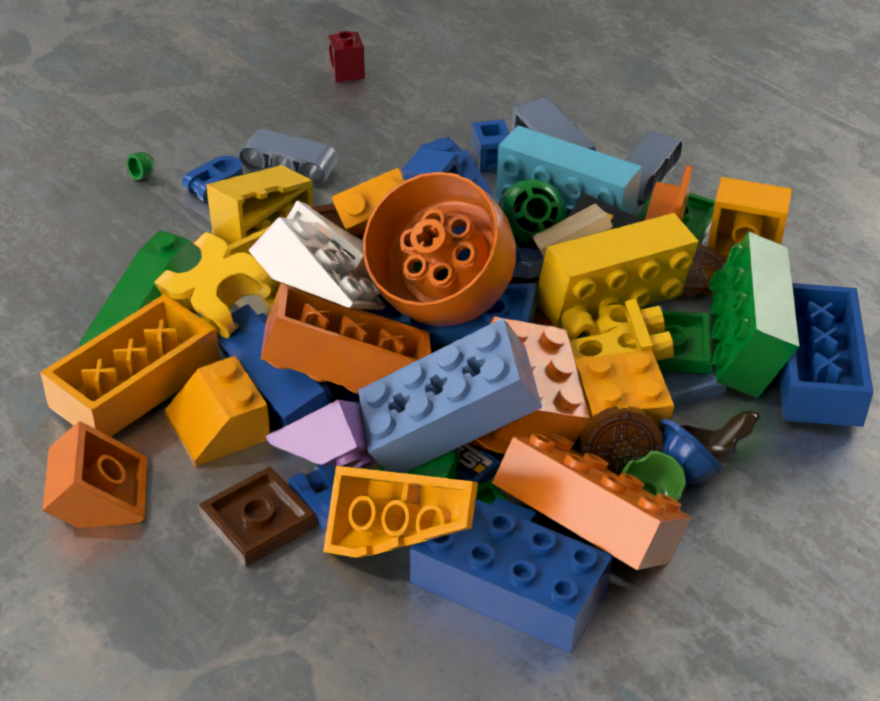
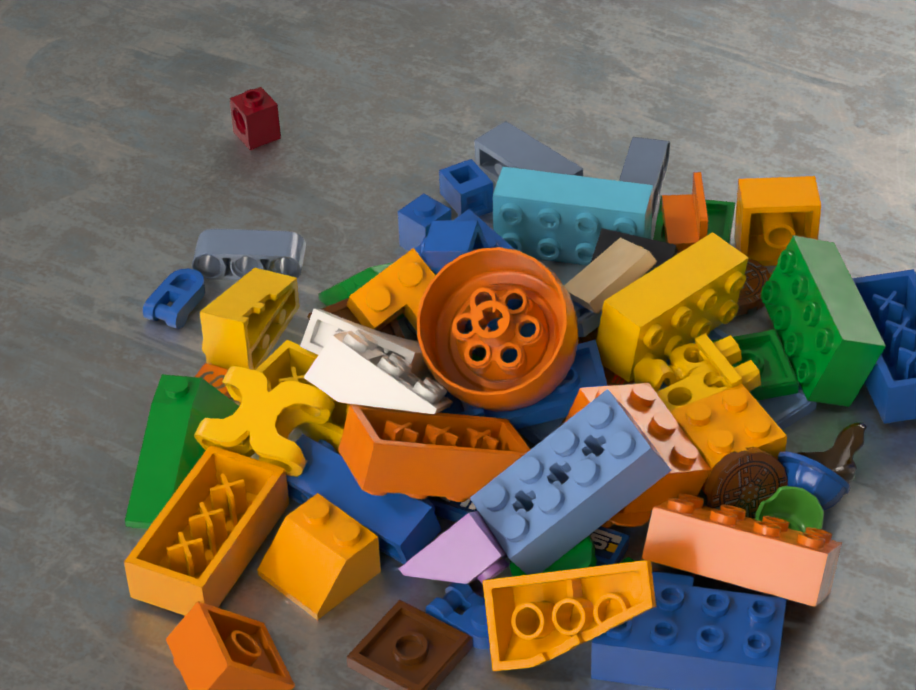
camera: 15 degrees left, 0 degrees up
(140, 165) = (84, 302): green hinge -> none
(531, 208) = (557, 249): green brick -> none

